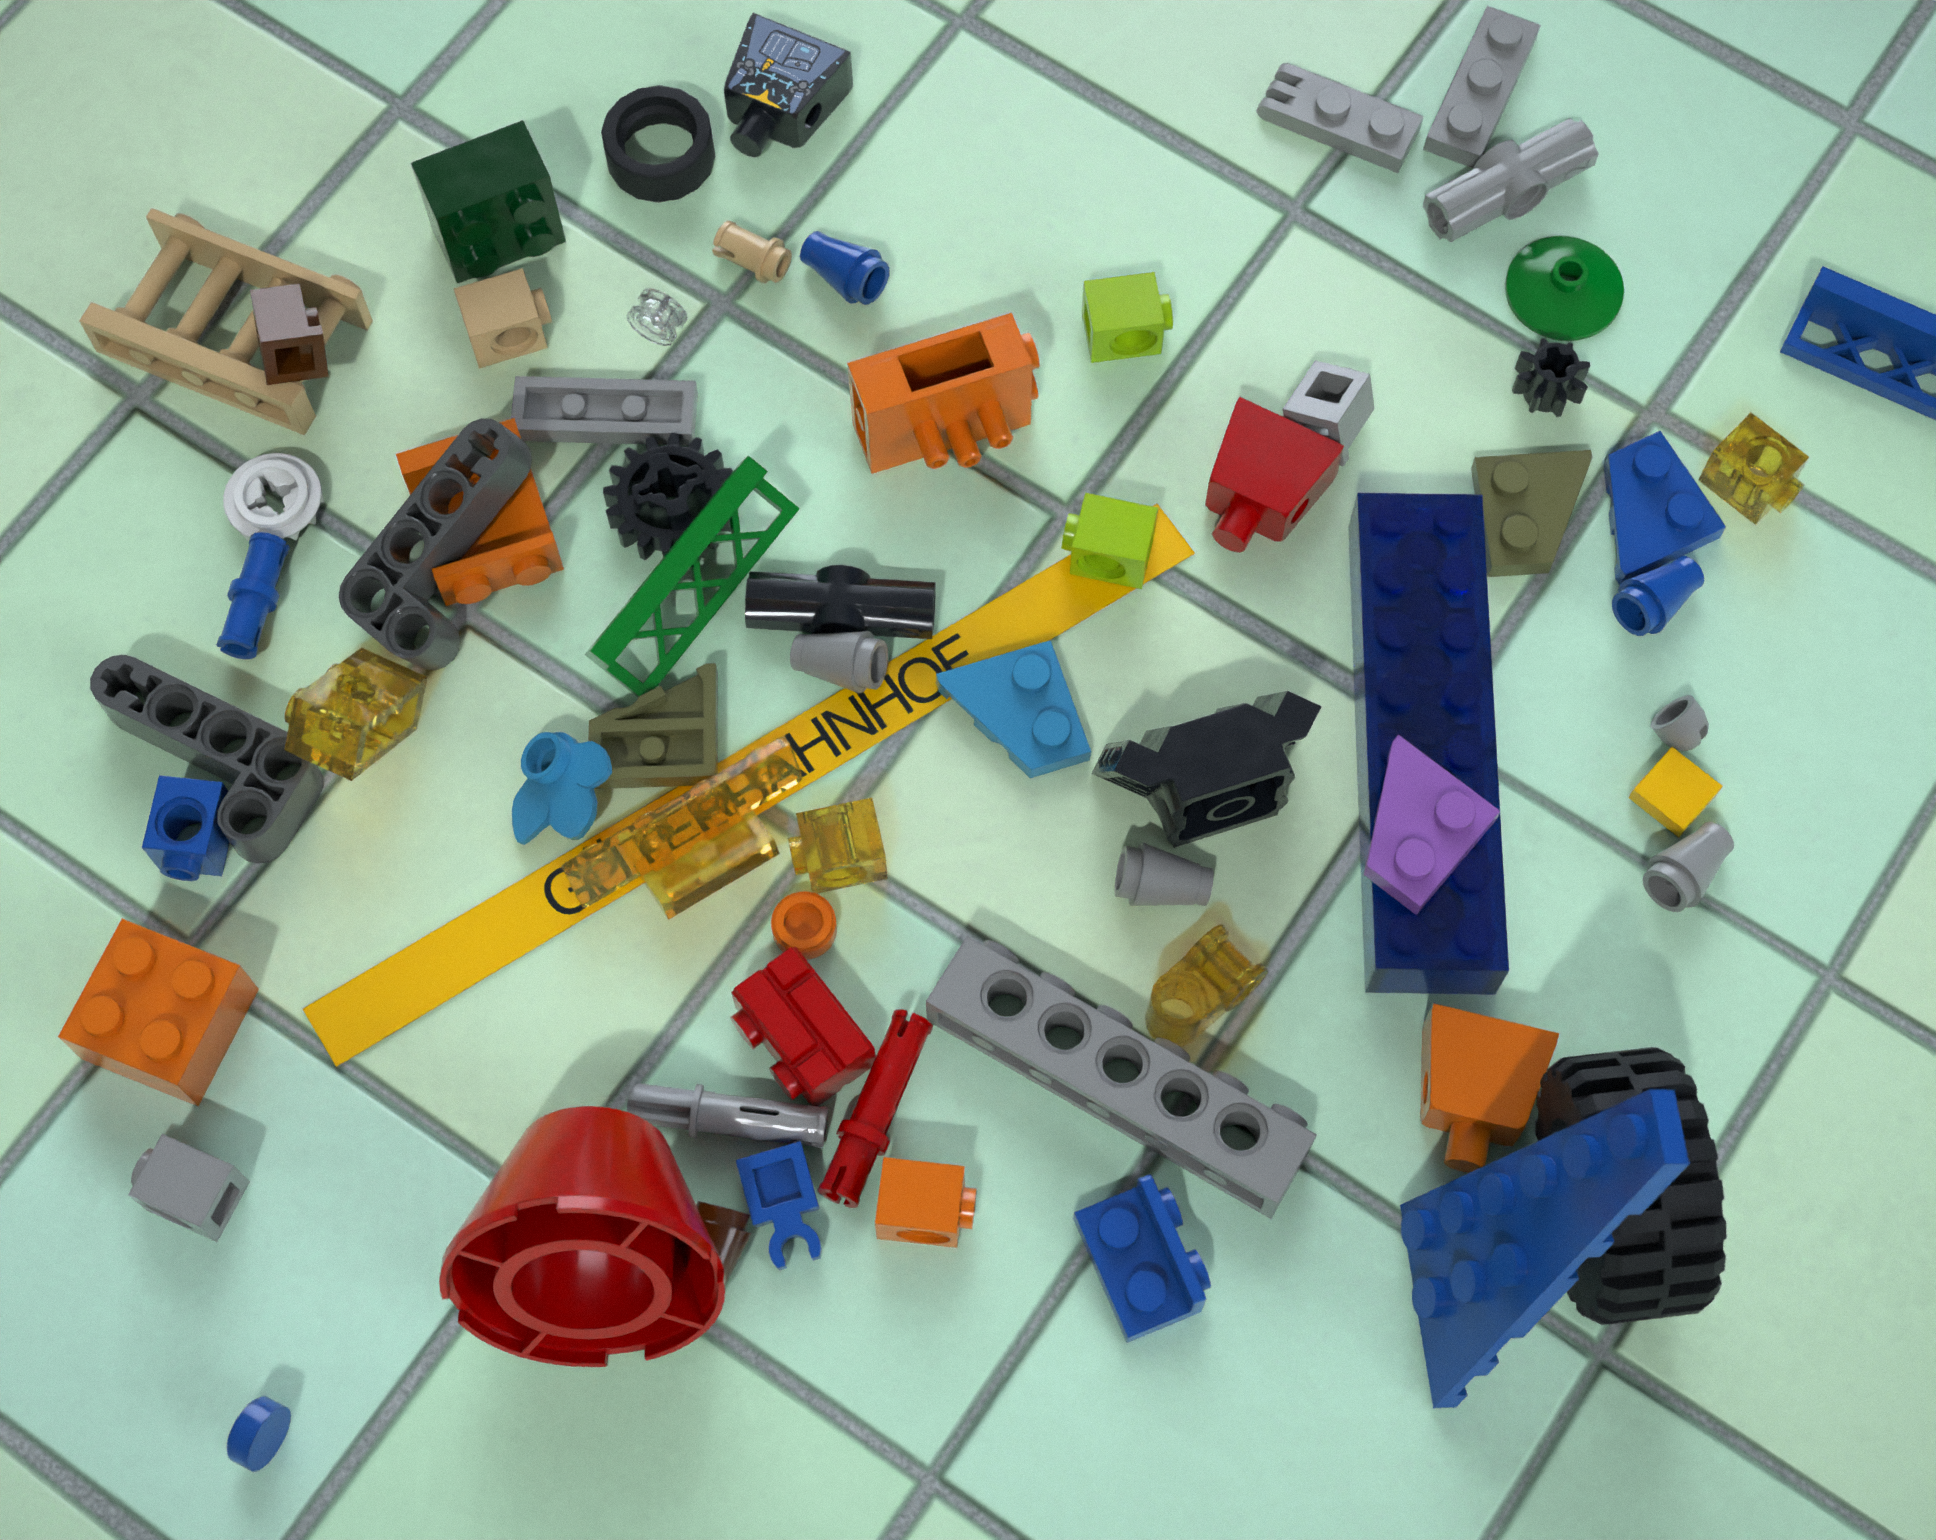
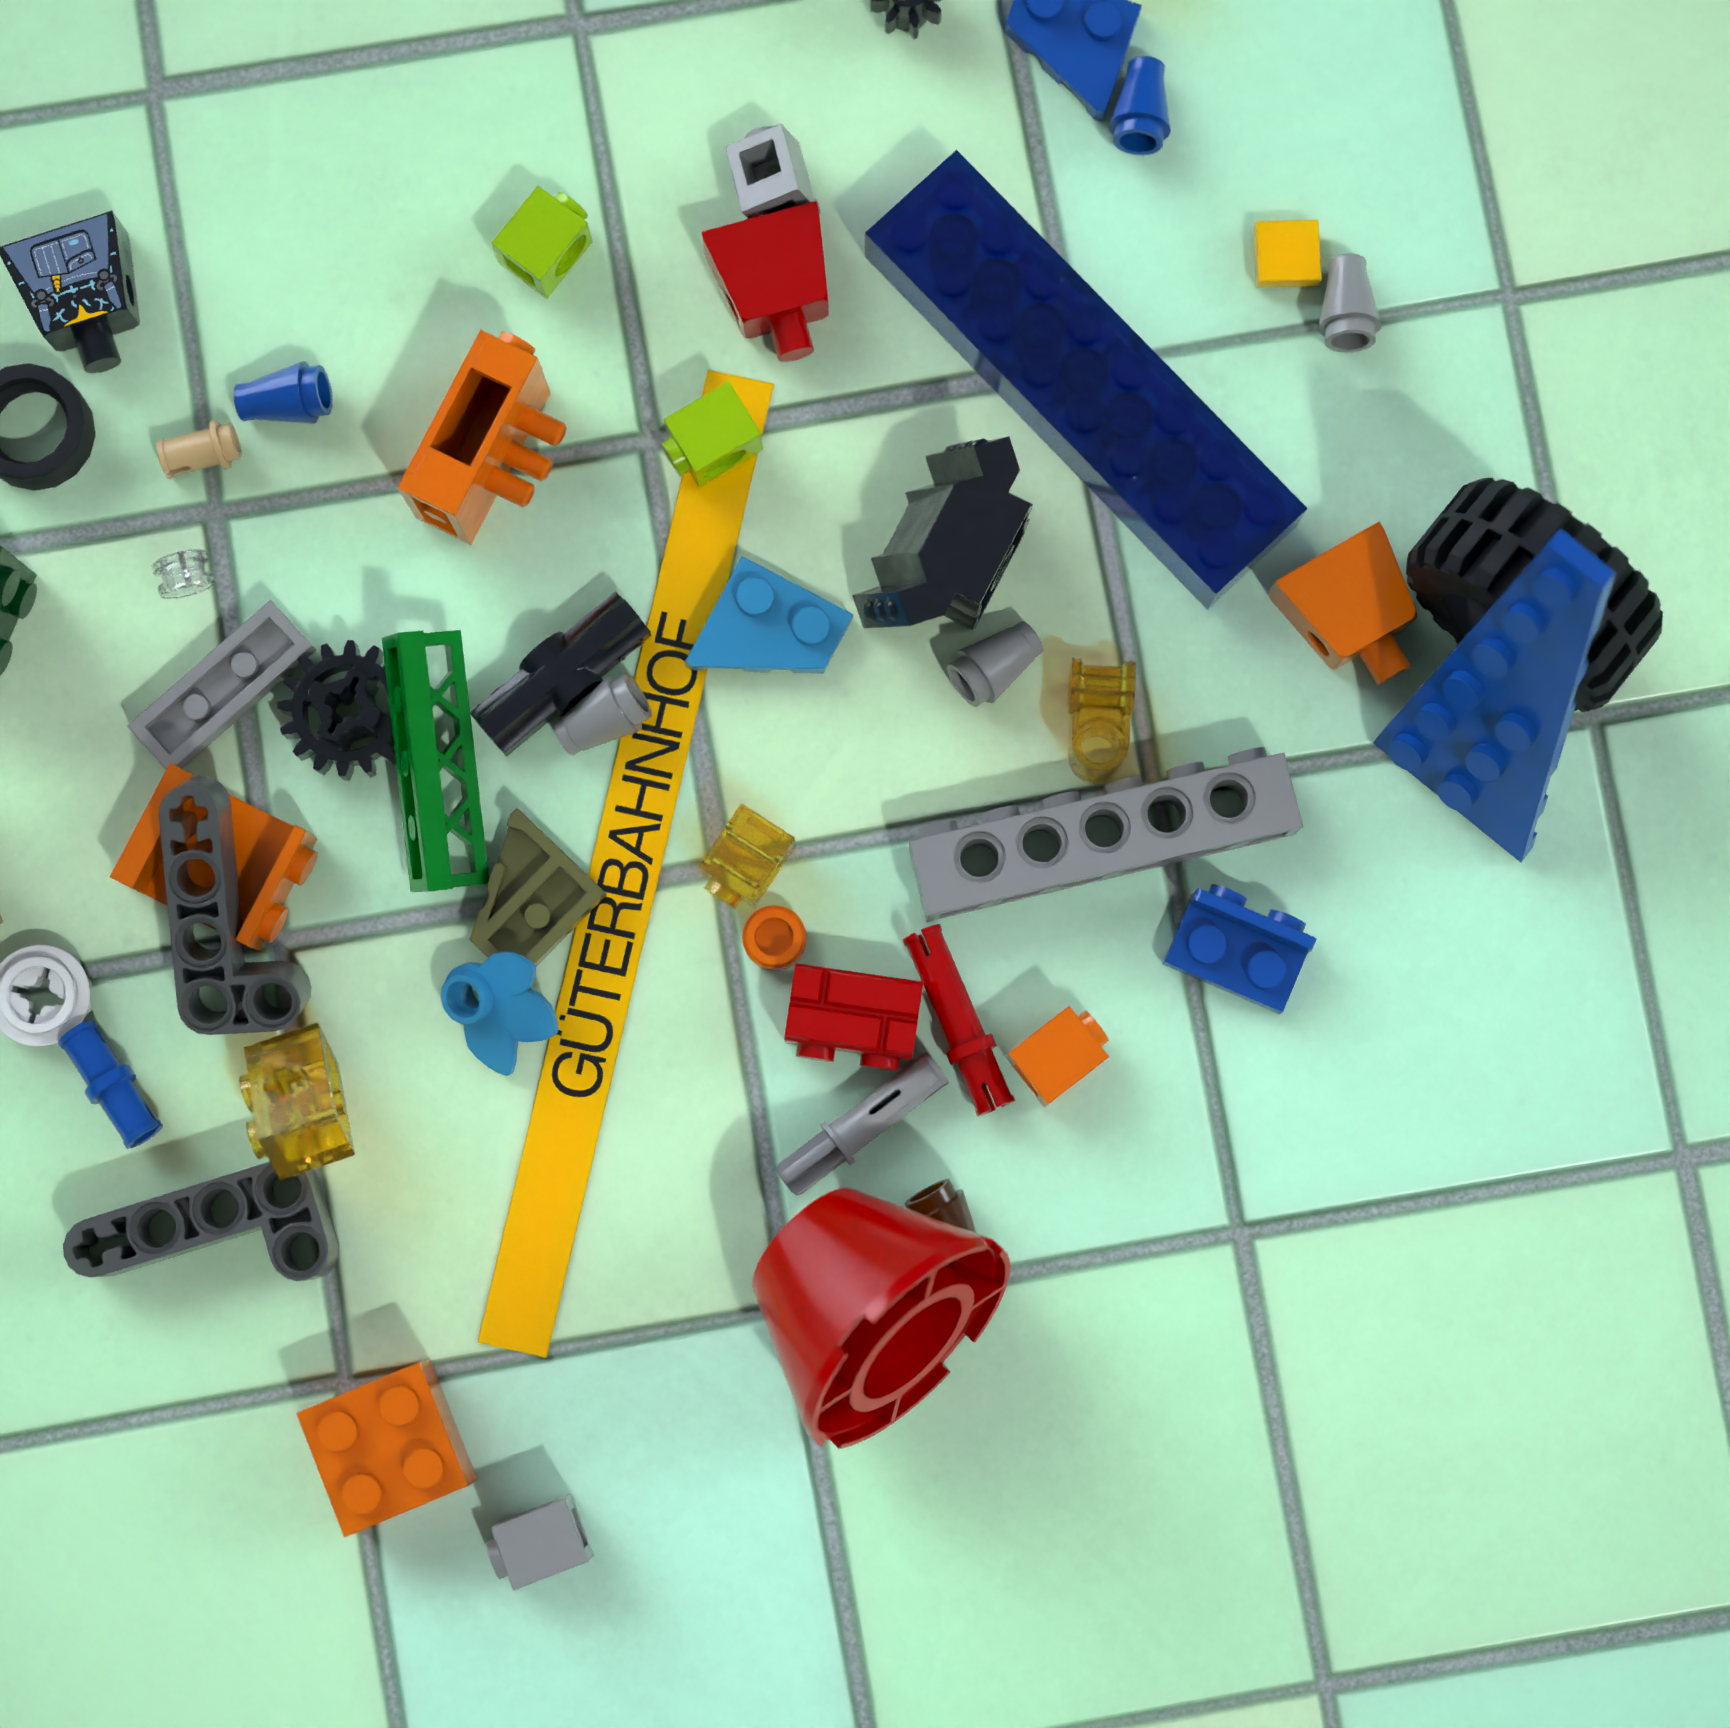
camera: 45 degrees left, 15 degrees up
(175, 806) = (231, 1294): blue brick -> none
(258, 1433) = (768, 1649): blue tile -> none
(503, 317) = (64, 686): tan brick -> none
(693, 840) = (641, 955): clear yellow bracket -> none
(779, 1192) = (954, 1142): blue plate -> none
(1422, 826) = (1157, 458): medium lavender wing -> none
(1527, 507) = (983, 118): olive wing -> none
(1681, 724) = (1245, 196): light grey hinge -> none

